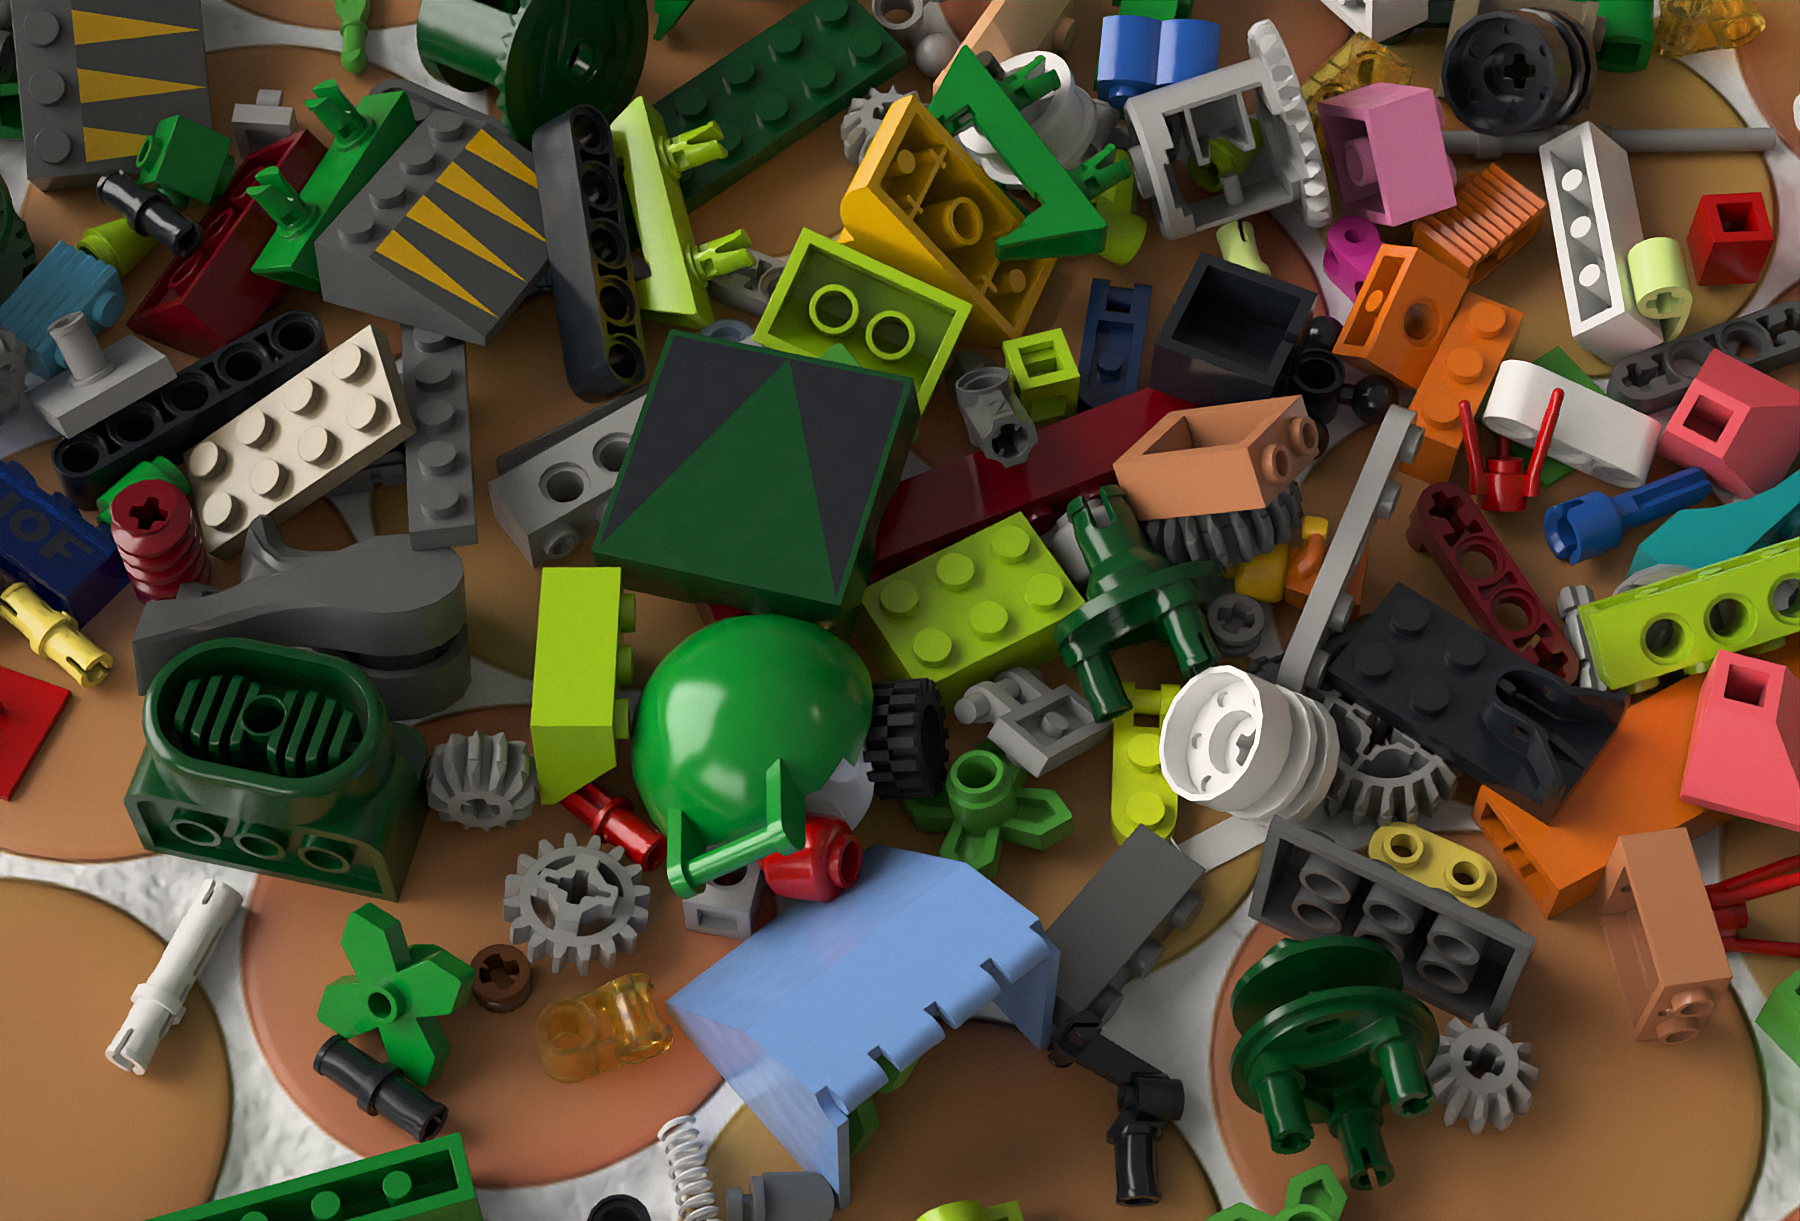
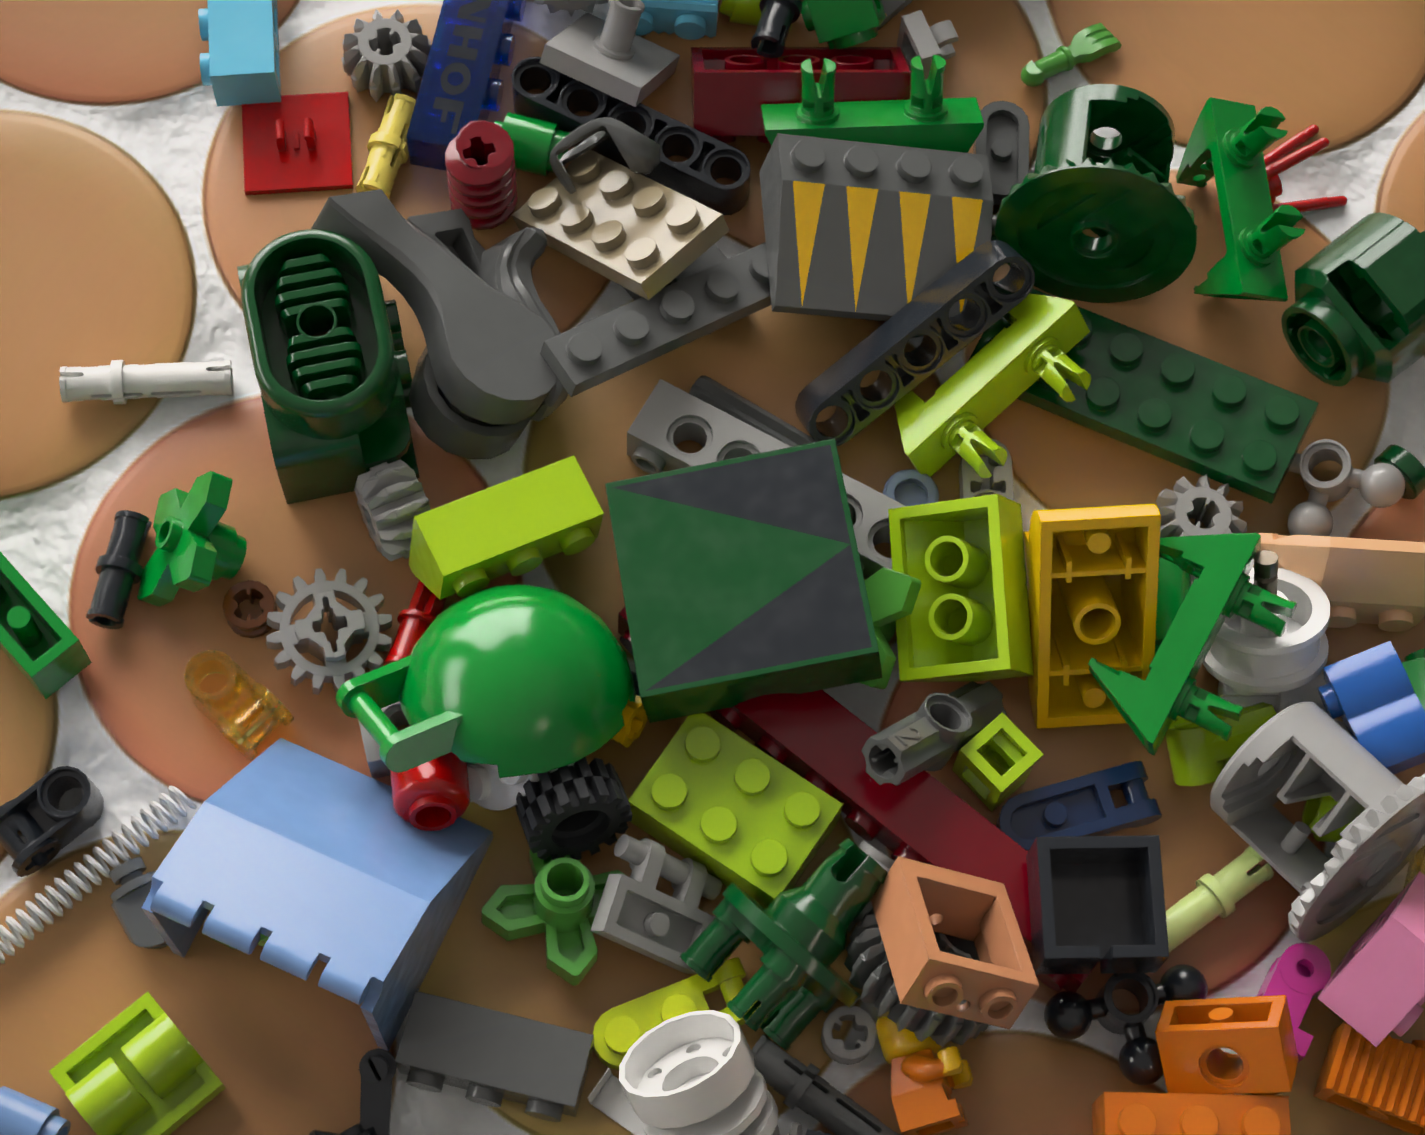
camera: 60 degrees right, 10 degrees up
(216, 392) = (637, 150): none -> dark grey piece
(1329, 601) = (989, 1095): light grey piece -> none

